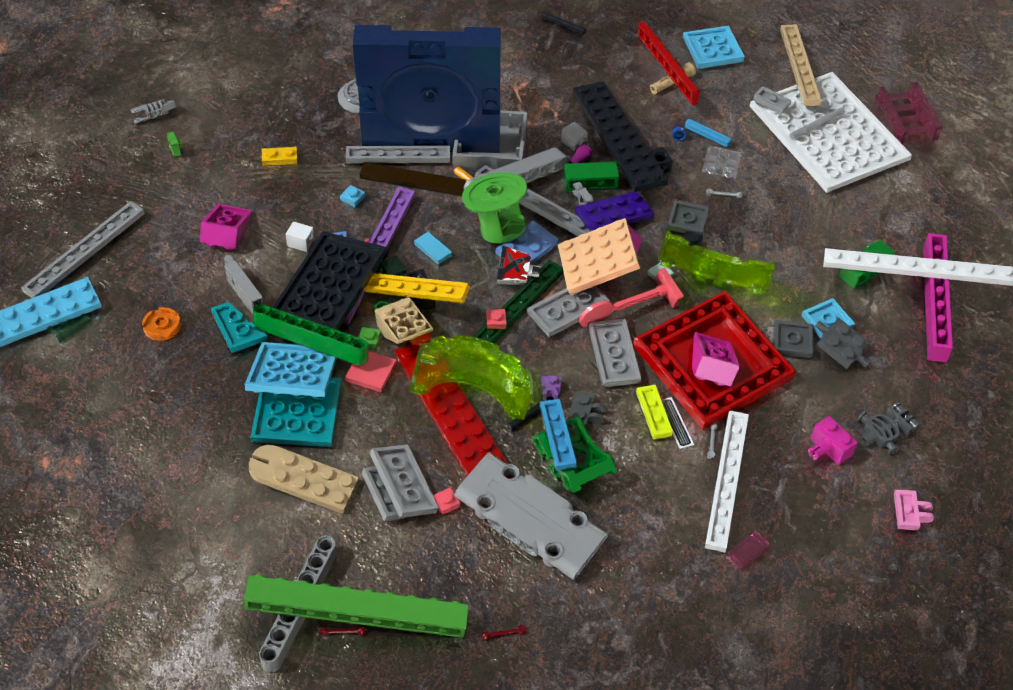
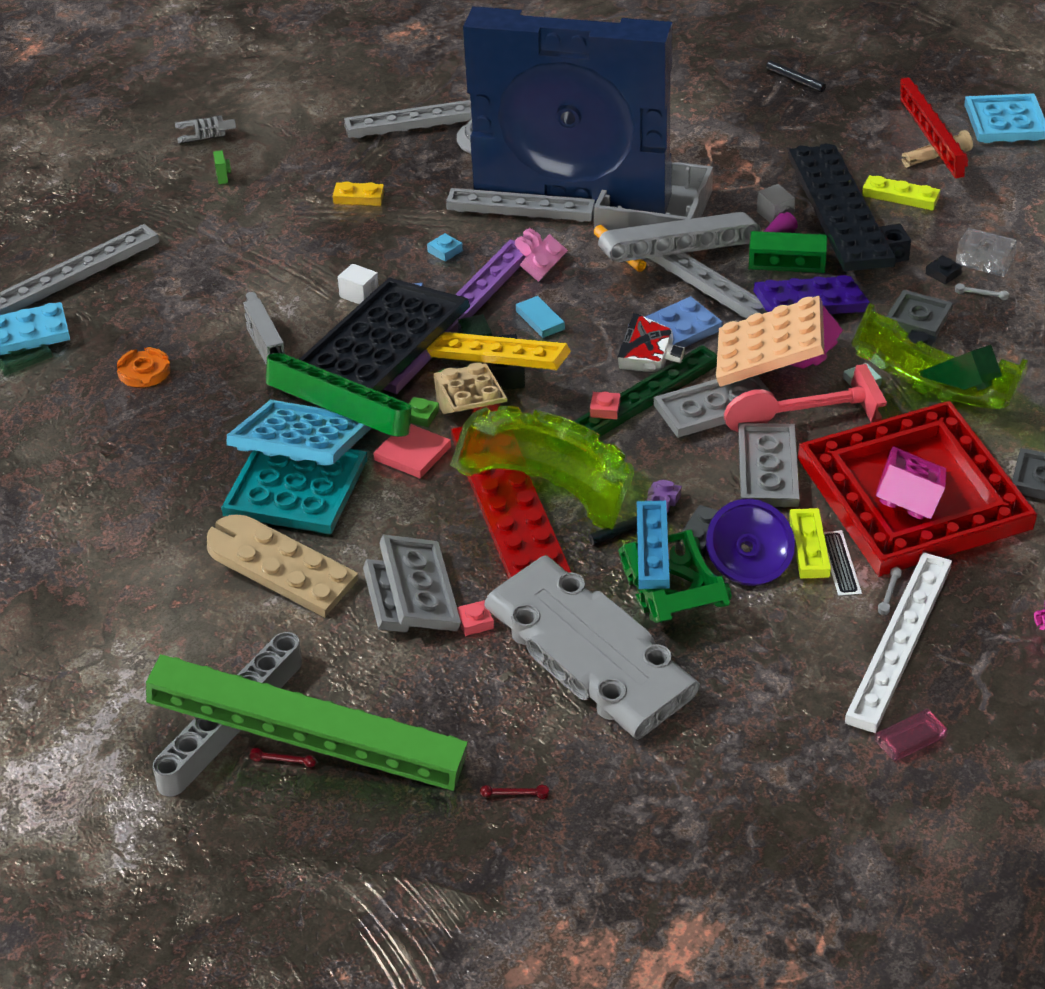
camera: 15 degrees right, 10 degrees down
(225, 226) = (259, 264): dark pink slope -> none
(235, 328) = (240, 381): teal wing -> none
(304, 86) = (408, 119): none -> light grey plate
(412, 178) = (509, 228): dark brown tile -> none
(422, 196) = (539, 254): none -> bright pink hinge
(497, 204) = (630, 251): bright green piece -> none
(582, 194) = (769, 269): light grey plate -> none
(629, 418) = (758, 527): none -> dark purple dish
(654, 116) = (901, 192): none -> neon yellow plate
(678, 133) = (930, 218): blue hinge -> none
(696, 178) = (944, 269): none -> black plate
(708, 133) = (973, 217): dark azure axle -> none
(732, 268) = (967, 370): none -> dark green slope

